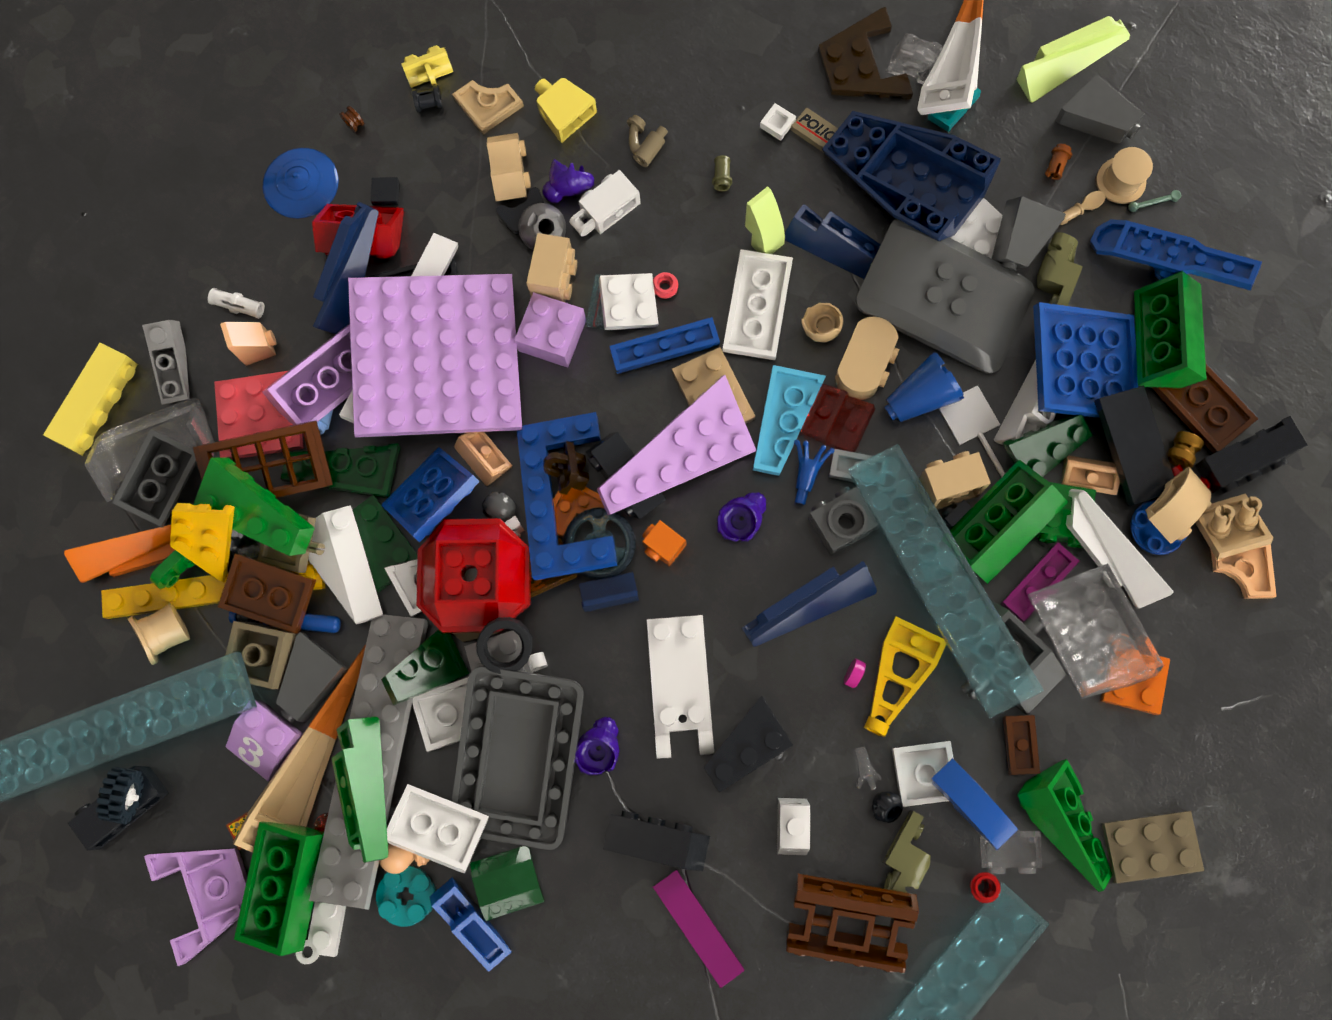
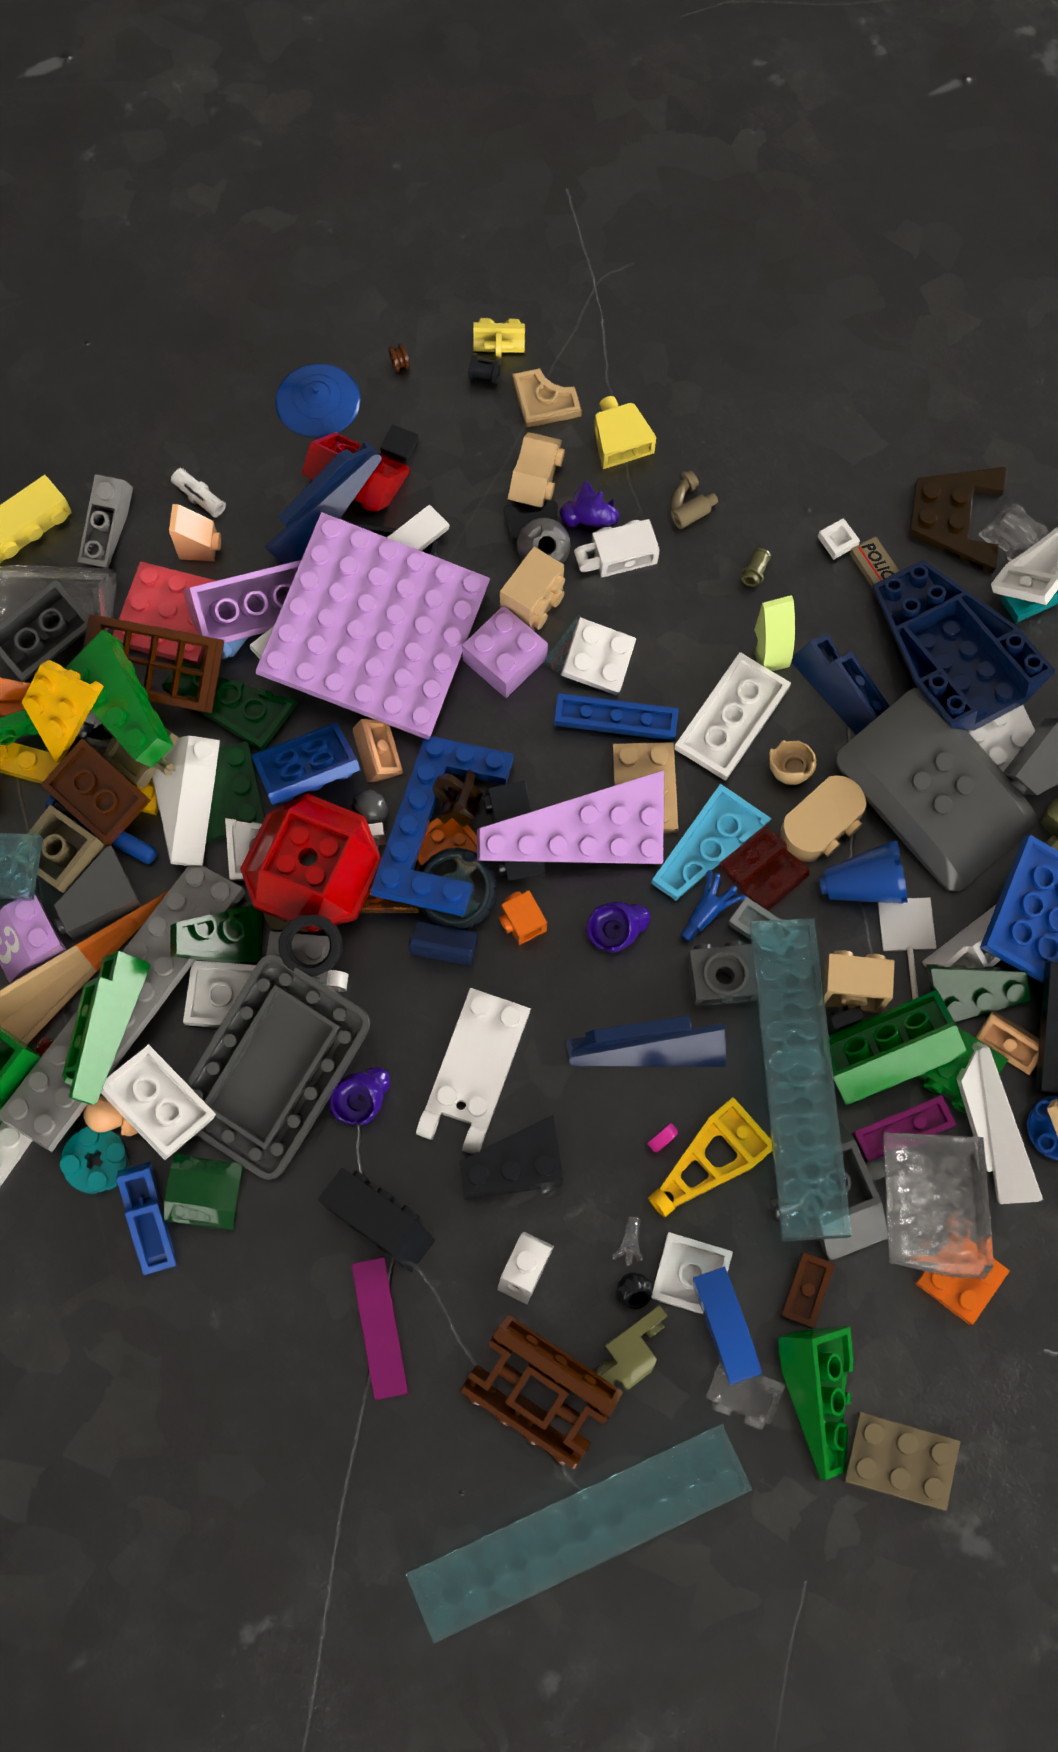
camera: 15 degrees right, 5 degrees down
(665, 278) = (648, 649): coral plate -> none
(991, 887) = (709, 1417): red cone -> none

